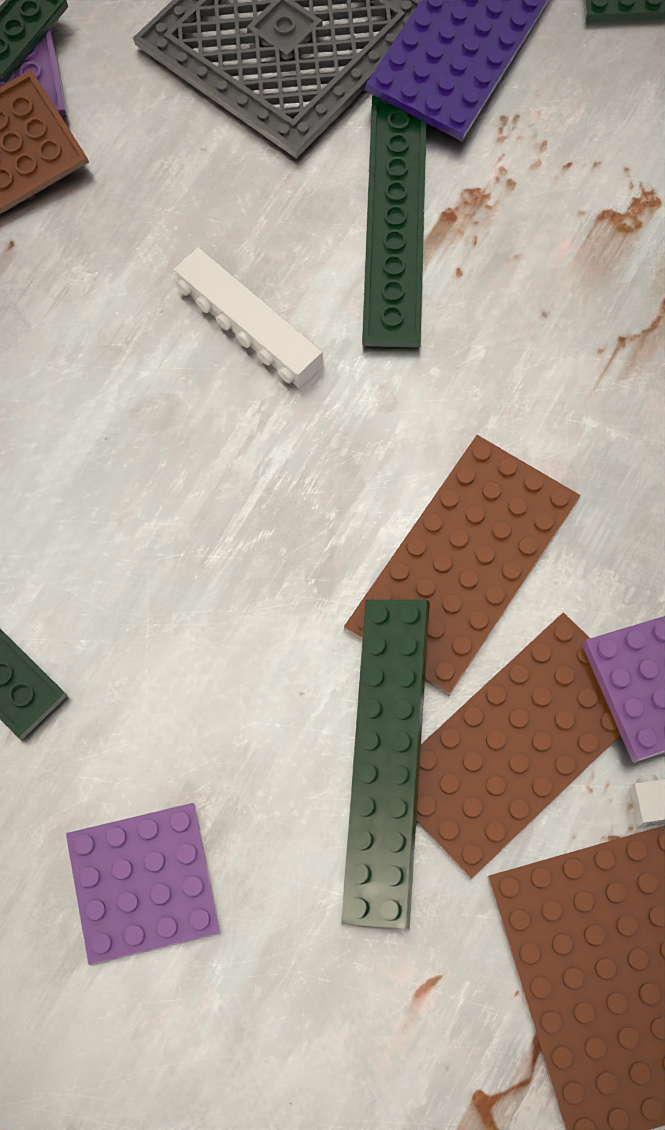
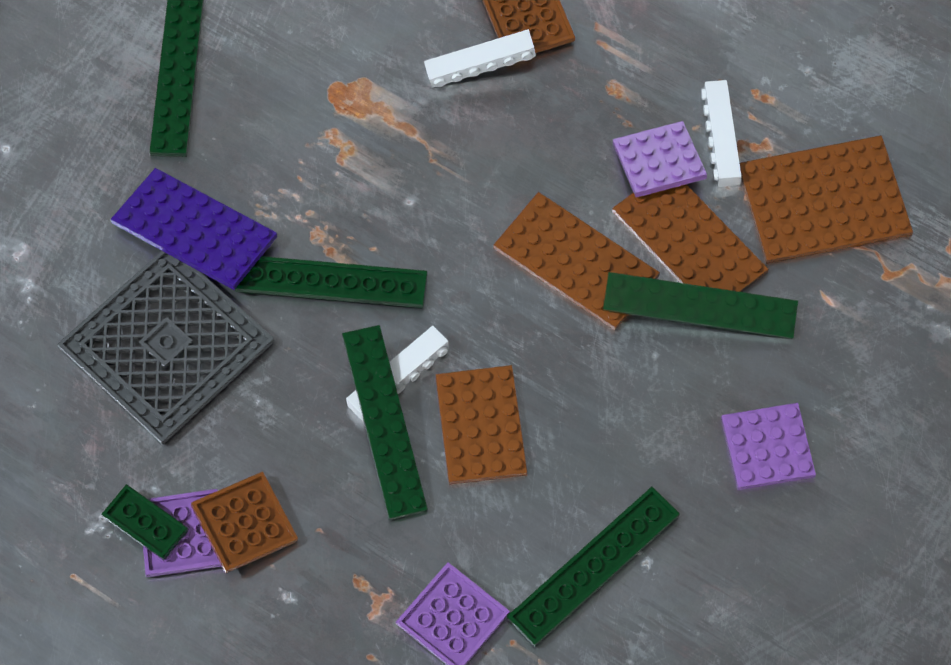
camera: 90 degrees left, 5 degrees down
(162, 299) = (384, 422): none -> dark green plate
(172, 440) = (481, 425): none -> dark orange plate

